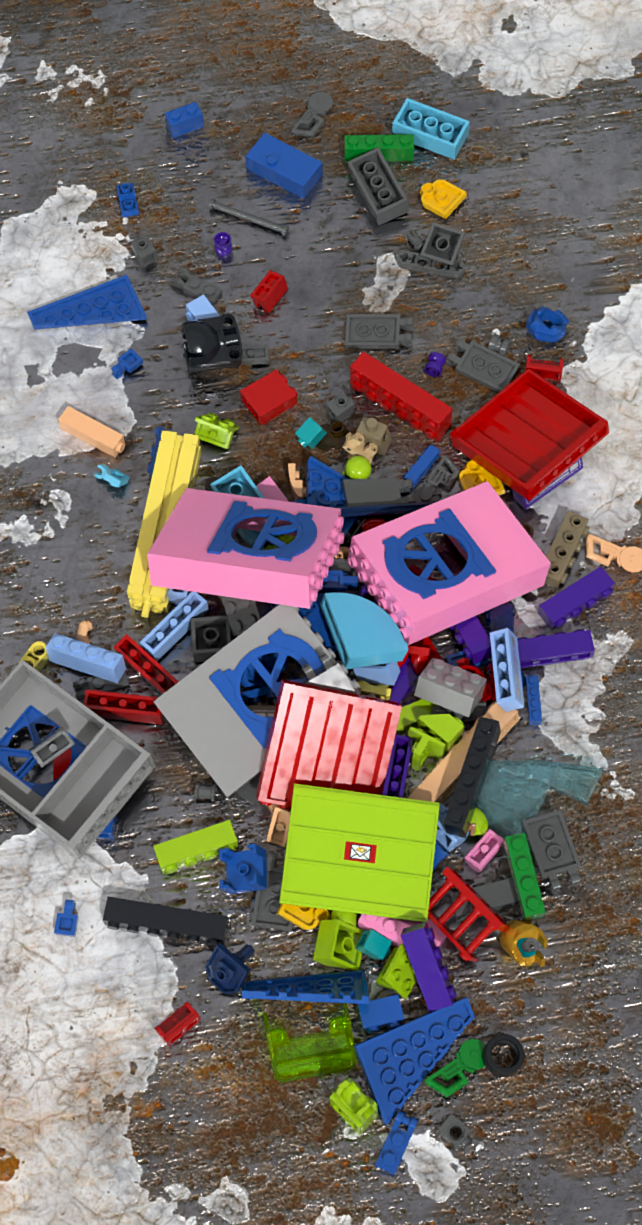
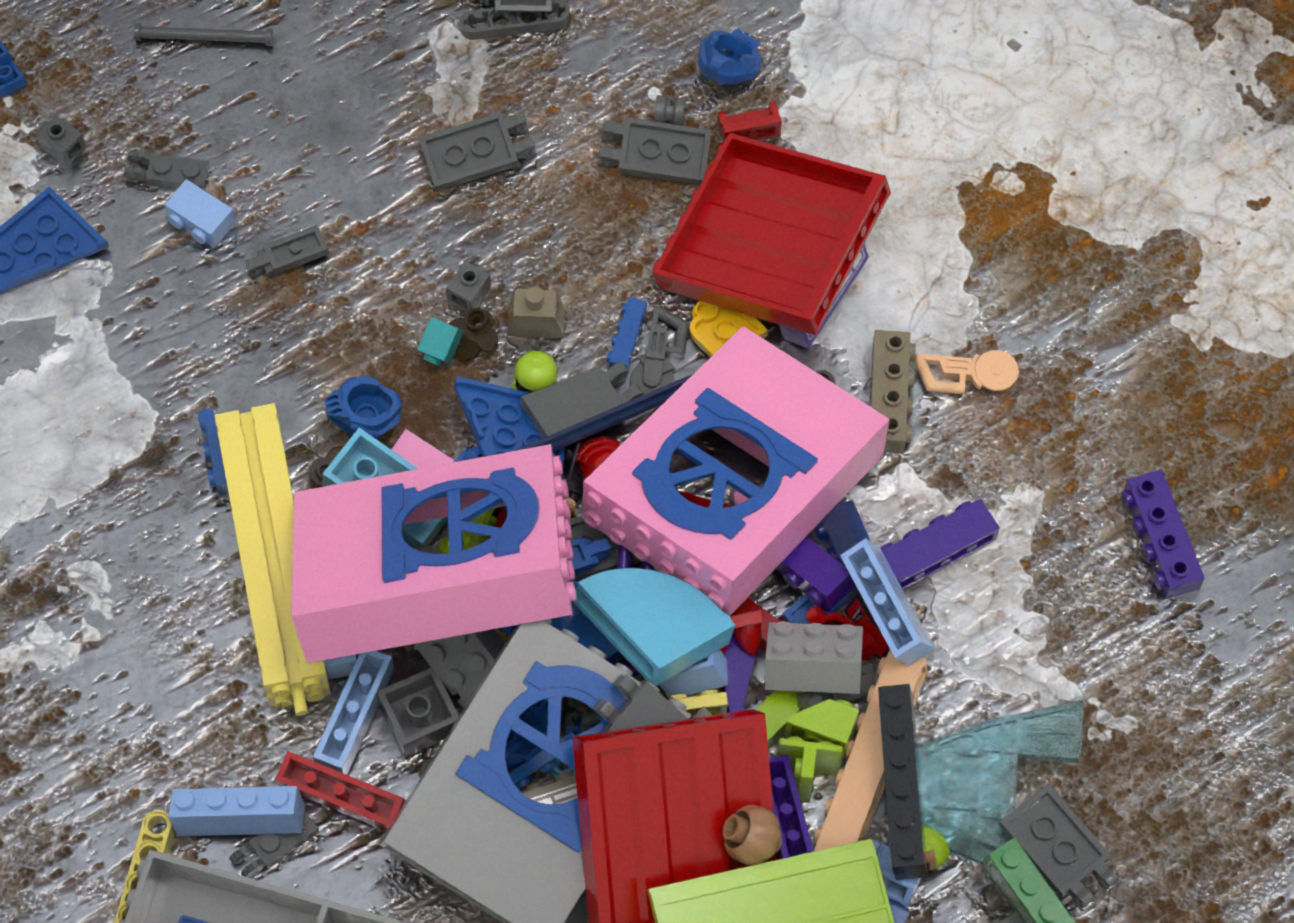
camera: 25 degrees left, 0 degrees up
(83, 628) = (211, 771): light nougat arm -> none
(91, 432) = (96, 453): light nougat brick -> none
(113, 476) = (159, 511): medium azure plate -> none
(123, 706) = (329, 864): red brick -> none
(127, 362) = (106, 324): blue plate -> none
(211, 343) = (232, 253): black piece -> none
(215, 430) = (290, 385): lime bracket -> none
(223, 244) = (181, 90): dark purple wheel -> none
(251, 455) = (364, 405): none -> blue helmet
(269, 291) = (285, 140): red hinge -> none
(269, 397) = (351, 306): red brick -> none
(296, 485) = (450, 430): light nougat slope -> none
(356, 447) = (519, 339): tan hips -> none
(368, 775) = (752, 835): none -> medium nougat plant
(400, 396) = (555, 239): red brick -> none
(435, 364) = (585, 172): dark purple wheel -> none
(484, 850) = (957, 885): bright pink brick -> none
(533, 700) = (937, 632): blue piece -> none
(576, 598) = (938, 457): dark purple brick -> none

